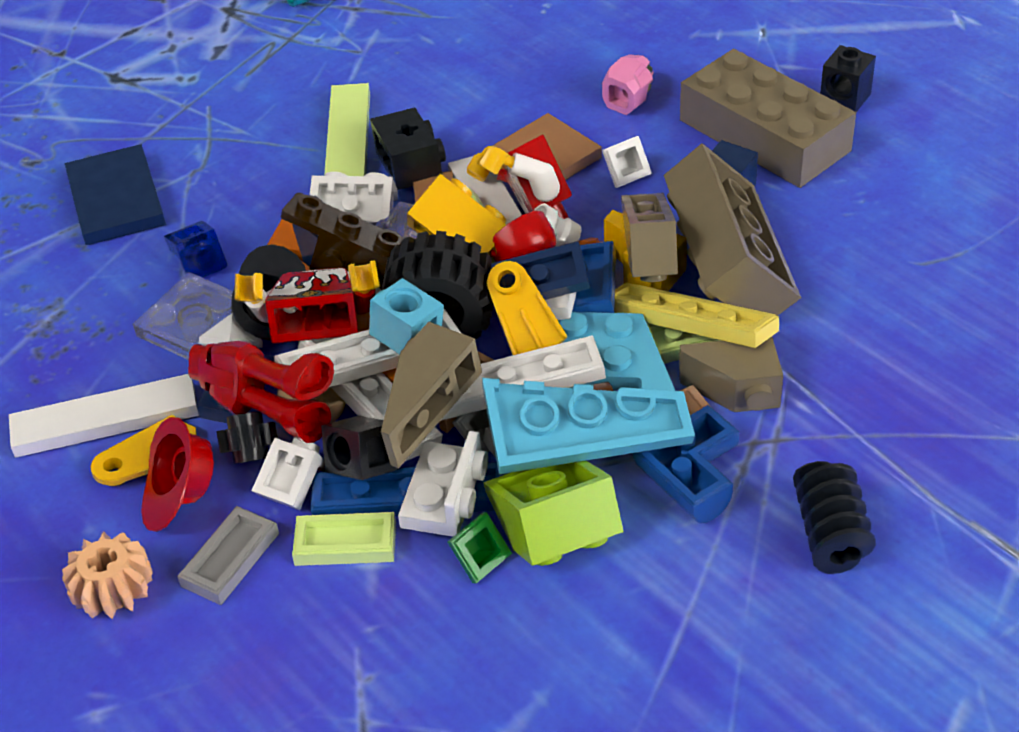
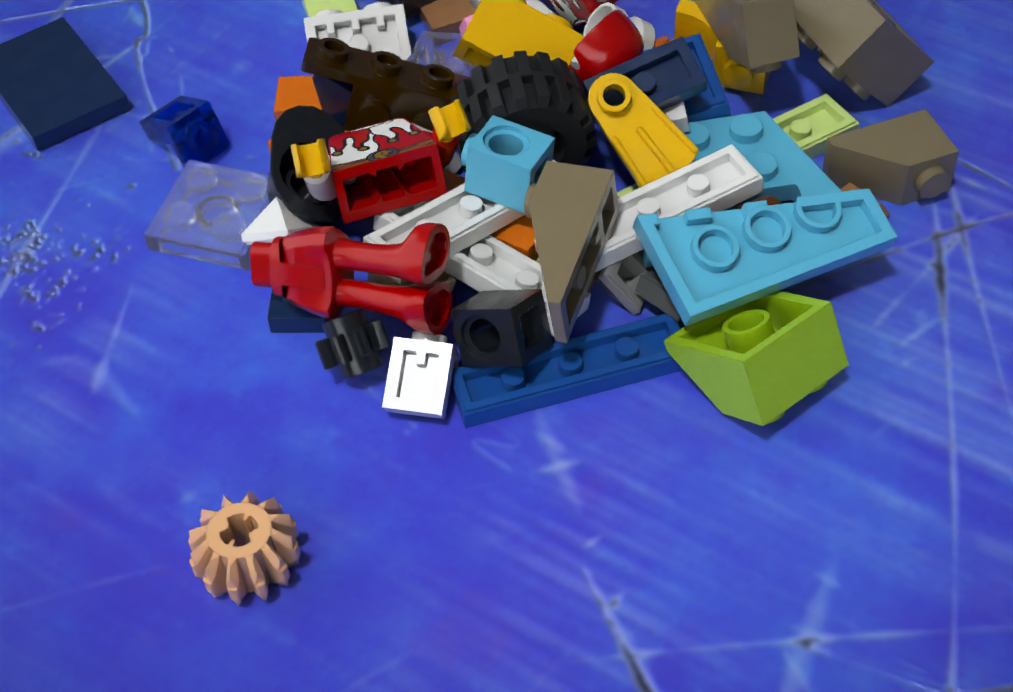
camera: 15 degrees left, 5 degrees up
(101, 415) = (148, 353): white tile -> none
(128, 456) = (225, 387): yellow piece -> none
(177, 472) = (279, 406): red piece -> none
(228, 555) = (381, 491): light grey tile -> none
(344, 538) = (516, 441): yellowish green tile -> none
(444, 487) = (620, 355): white bracket -> none
(479, 547) = (688, 418): green slope -> none
(687, 471) = (891, 283): blue brick -> none
(697, 315) = (830, 101): light yellow tile -> none

